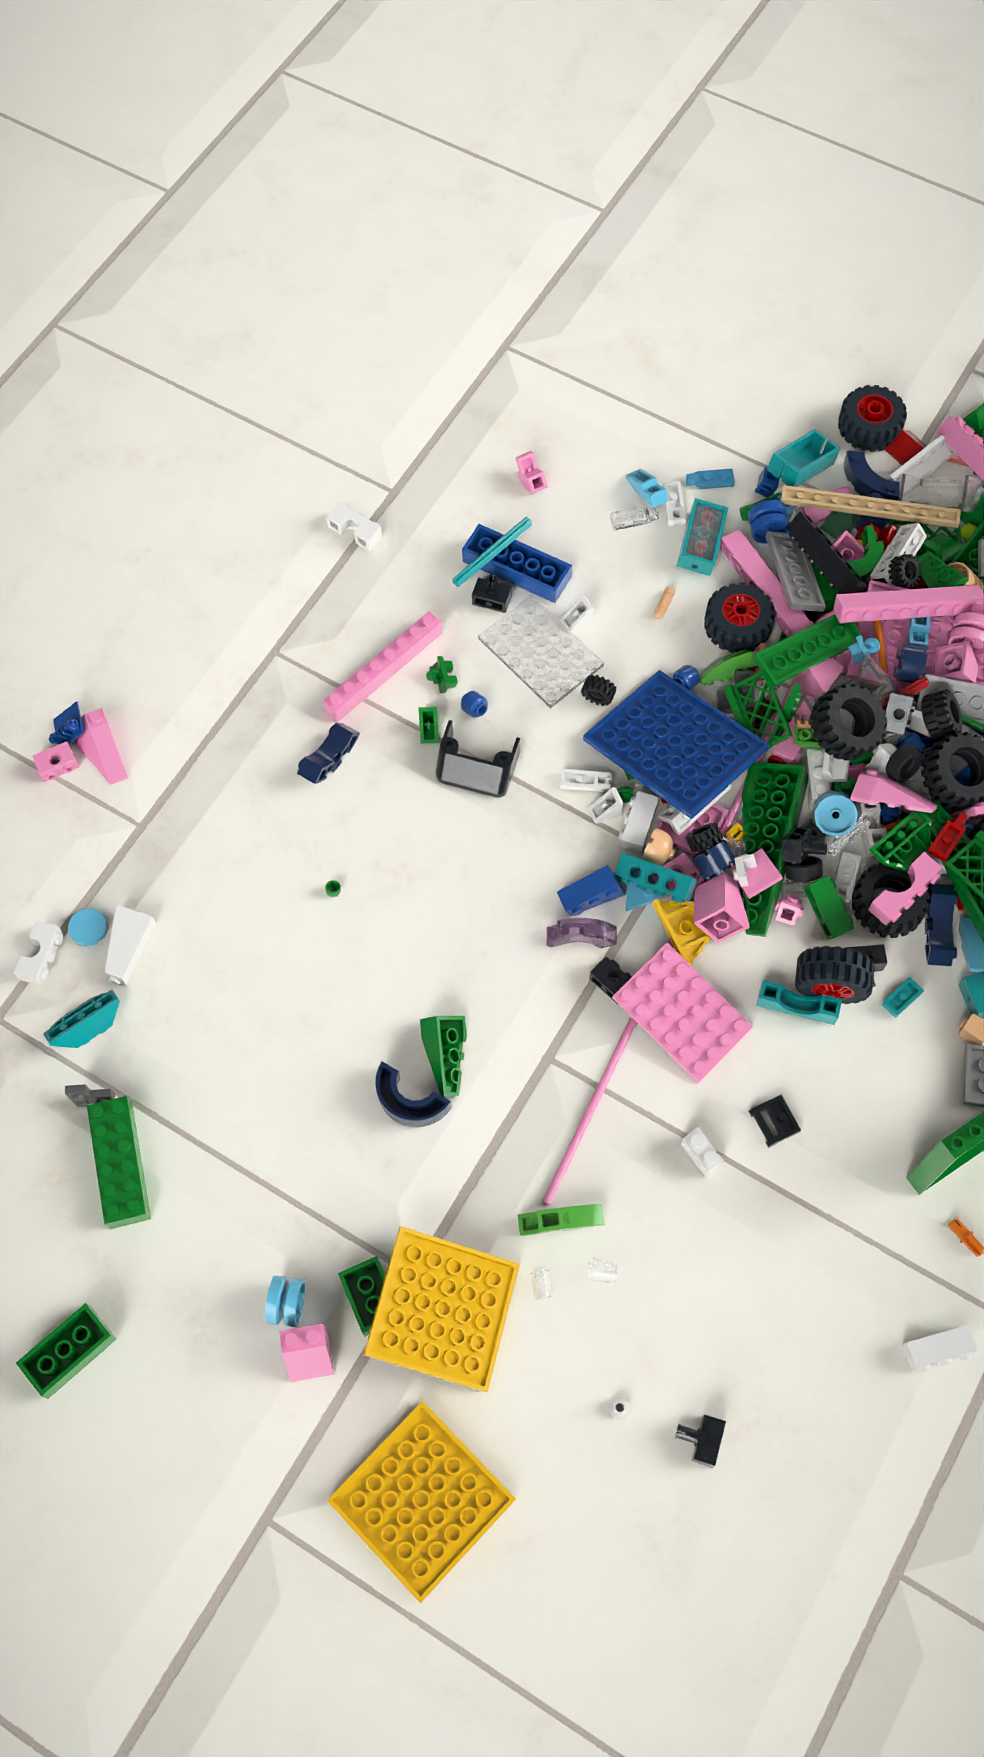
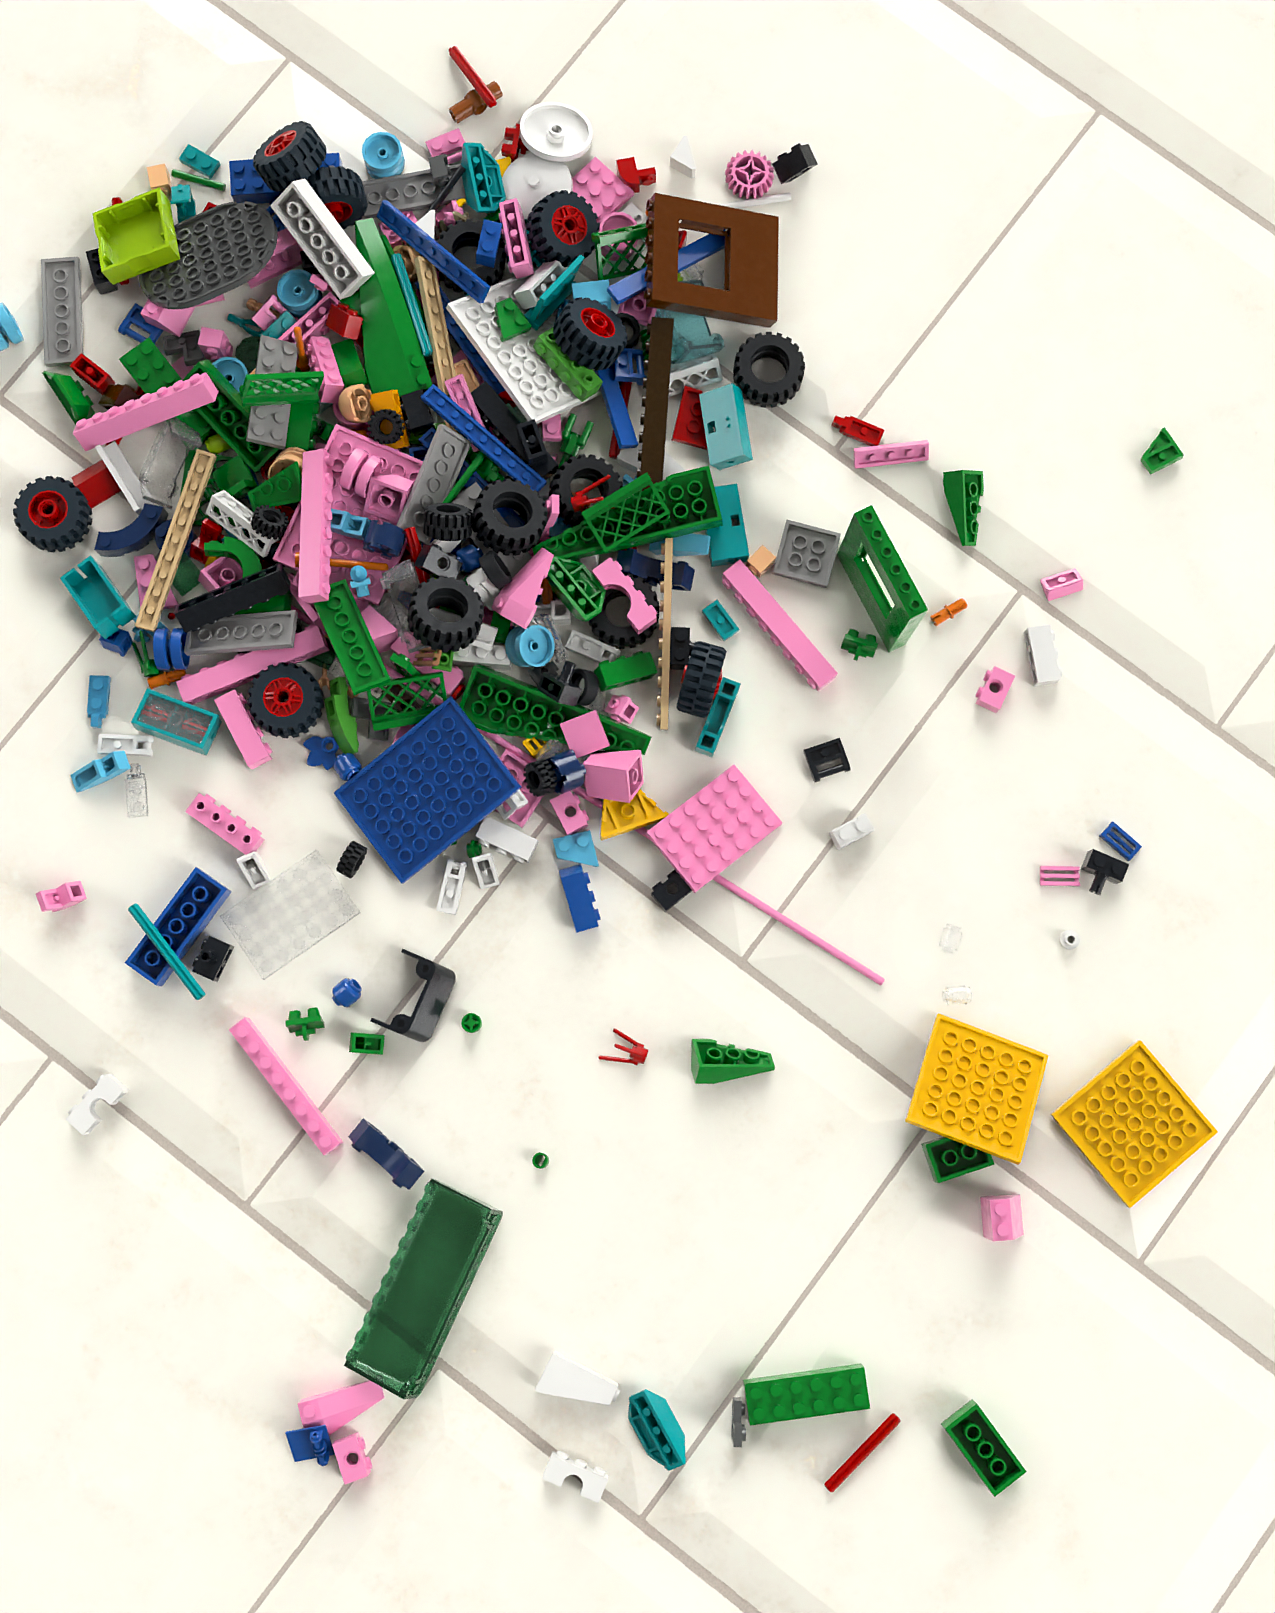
camera: 90 degrees left, 15 degrees up
(62, 1227) = (862, 1452): none -> red axle
(87, 927) = (550, 1423): medium azure tile -> none
(207, 802) = (423, 1290): none -> clear green windscreen
(285, 1301) = (957, 1233): medium azure wheel -> none
(403, 1110) = (784, 1108): dark blue brick -> none
(444, 965) = (637, 1053): none -> red plant
(458, 808) = (468, 1023): none -> green wheel
(561, 1219) = (902, 969): bright green slope -> none
(582, 930) = (622, 914): clear purple arch -> none
(615, 587) = (224, 825): none -> bright pink brick
(659, 848) = (543, 824): light nougat cylinder -> none
(664, 602) = (249, 775): light nougat axle -> none
(684, 883) = (566, 838): teal brick -> none
(687, 1371) = (1076, 875): none -> bright pink tile
(696, 656) = (319, 752): none -> blue plate
(697, 593) = (243, 729): none -> bright pink brick
(730, 1477) = (1115, 846): none -> blue tile
(740, 524) = (165, 678): none -> orange axle
(742, 863) = (585, 749): white bracket -> none
(876, 1296) = (1002, 681): none -> bright pink brick
(901, 937) = (665, 626): none -> tan plate
(905, 1142) = (859, 646): none -> green hips
(909, 1056) = (778, 625): none -> bright pink brick
(948, 838) = (579, 544): red hinge -> none

